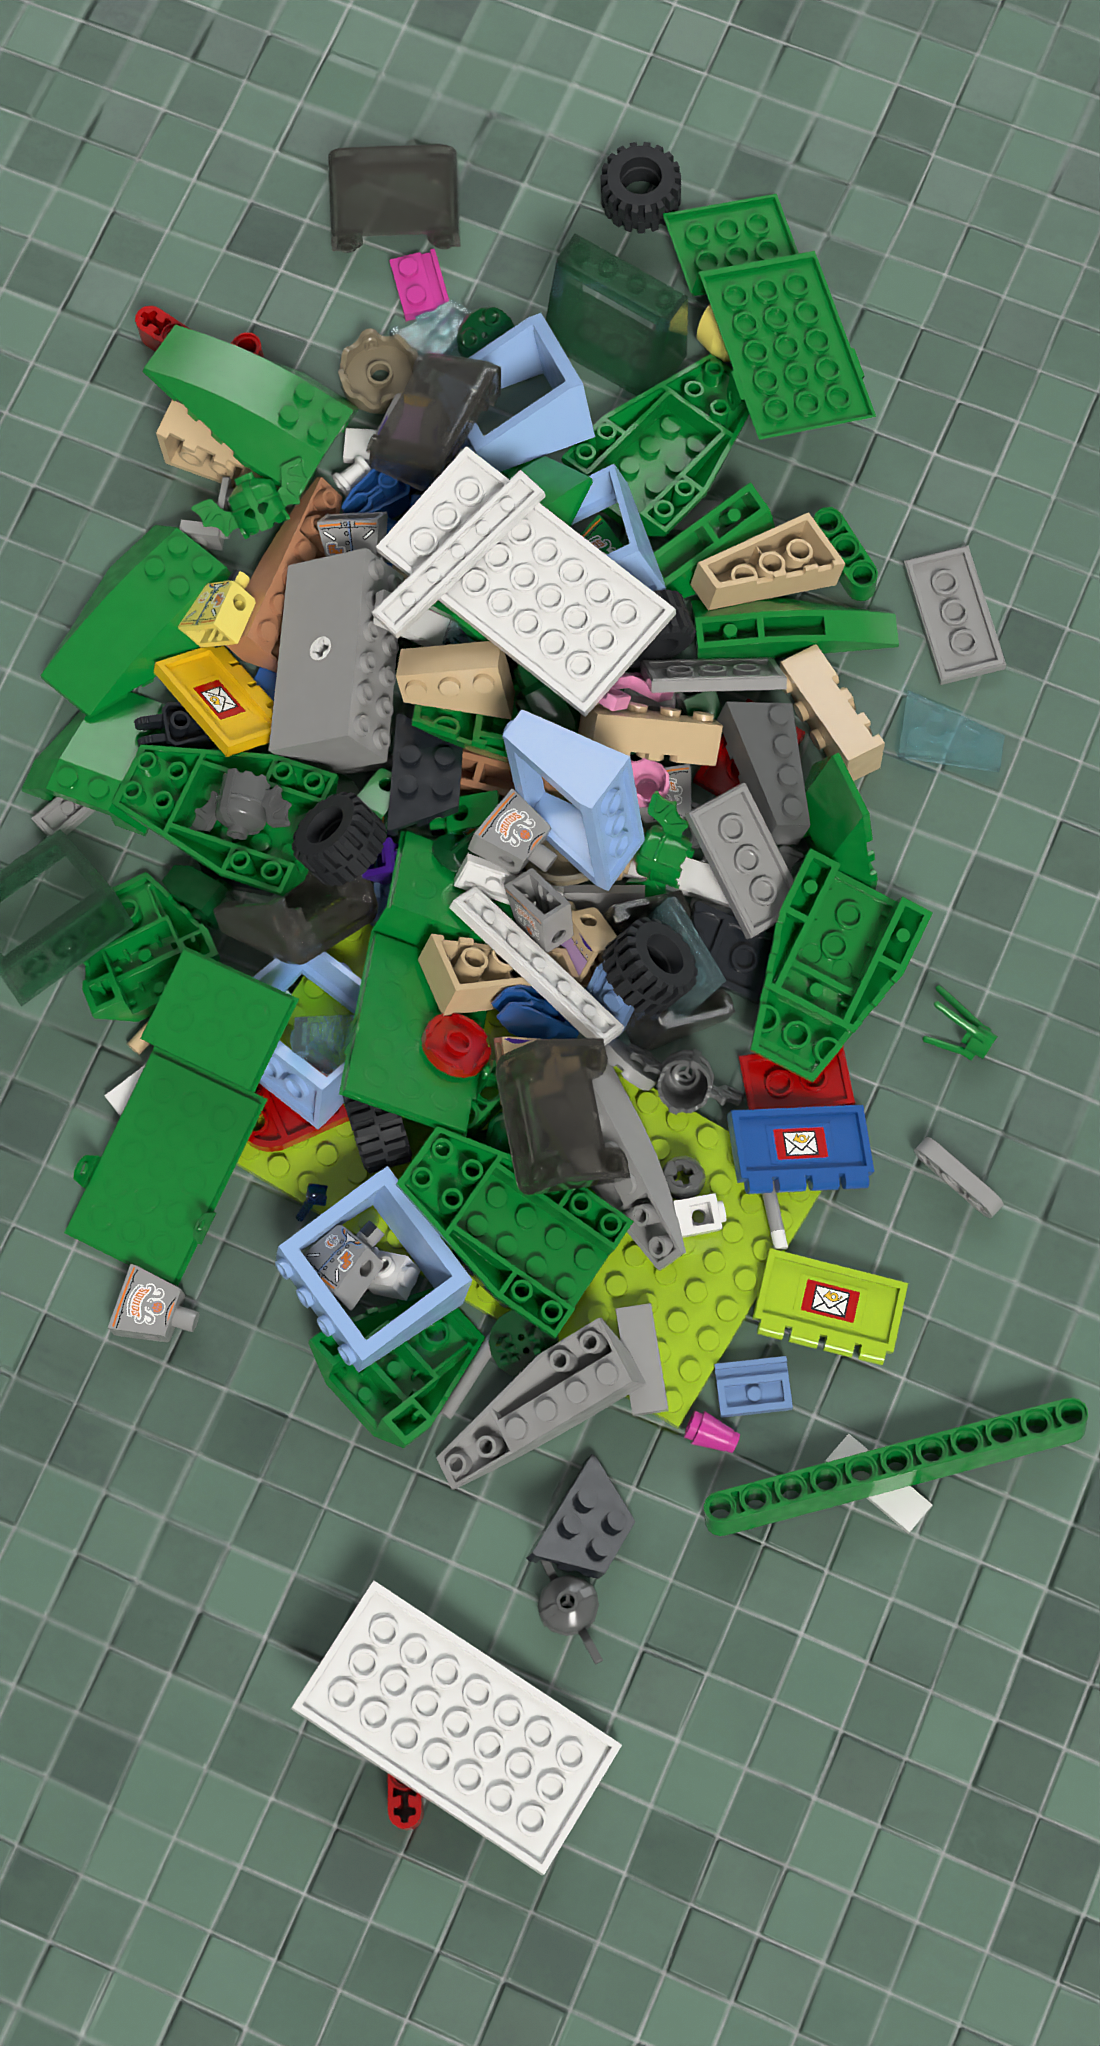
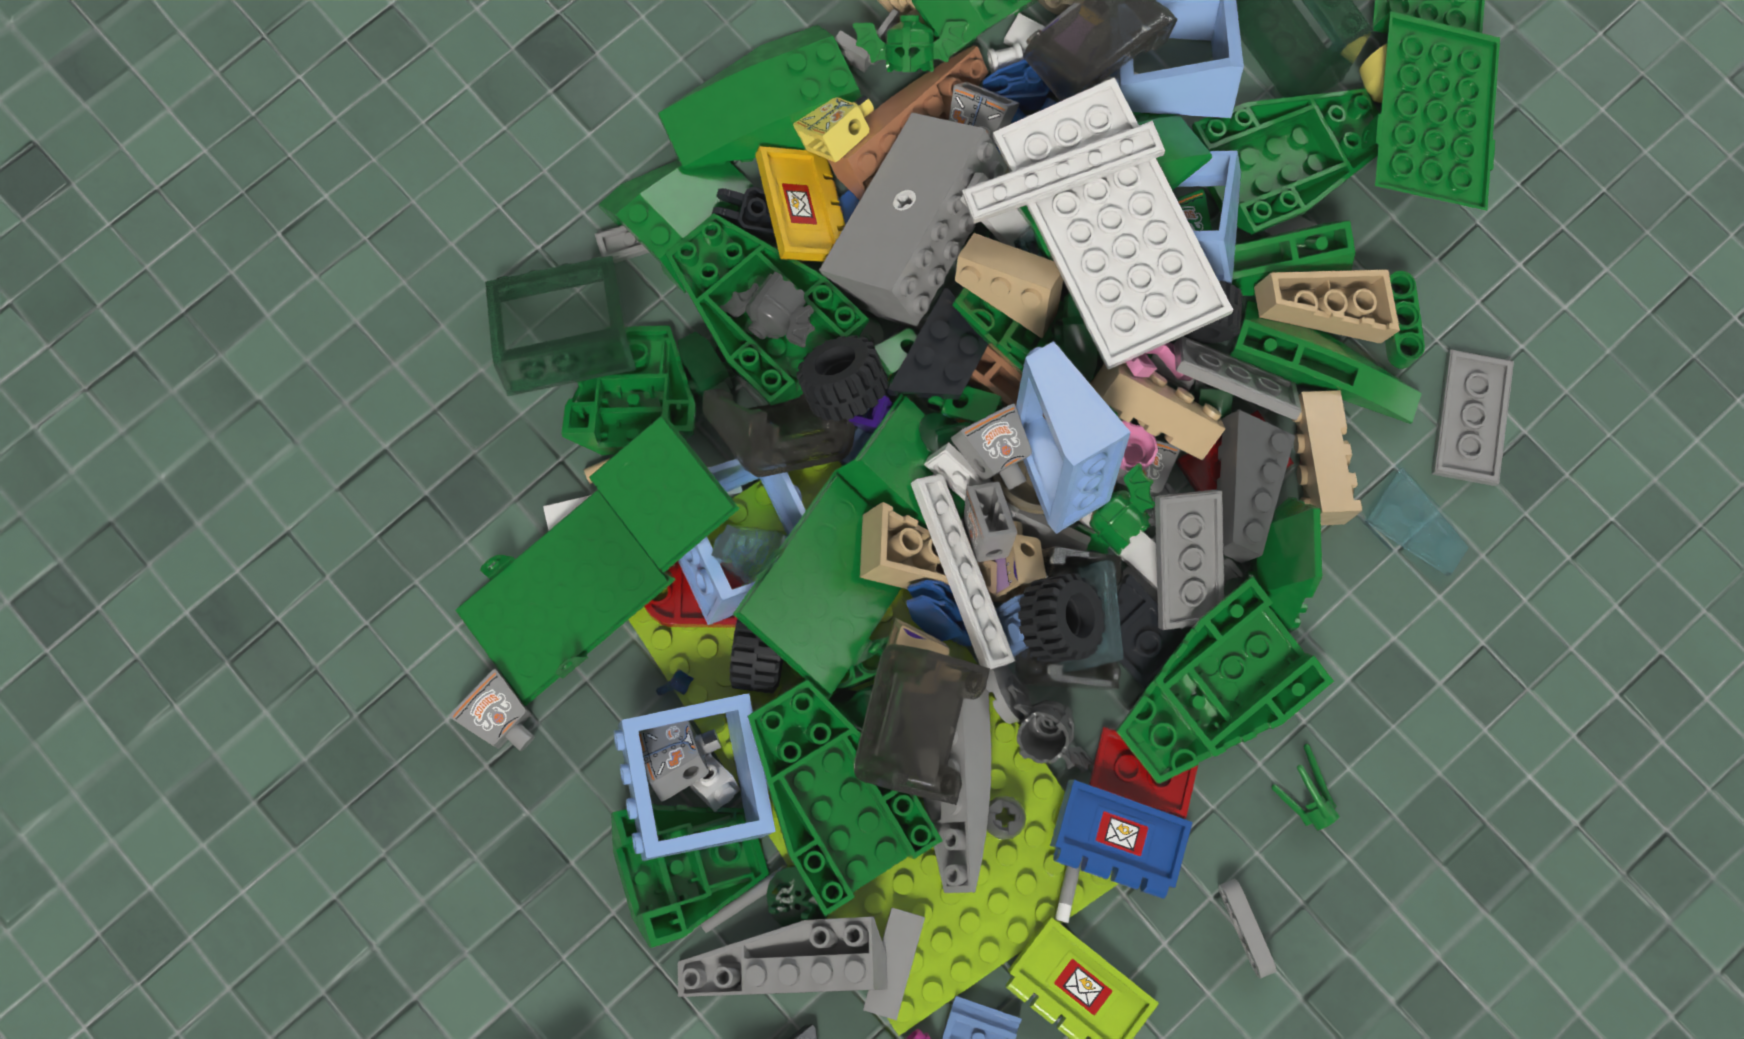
camera: 15 degrees right, 5 degrees up
(456, 1045) = (859, 610): red tile -> none
(713, 1213) = (1014, 866): white brick -> none

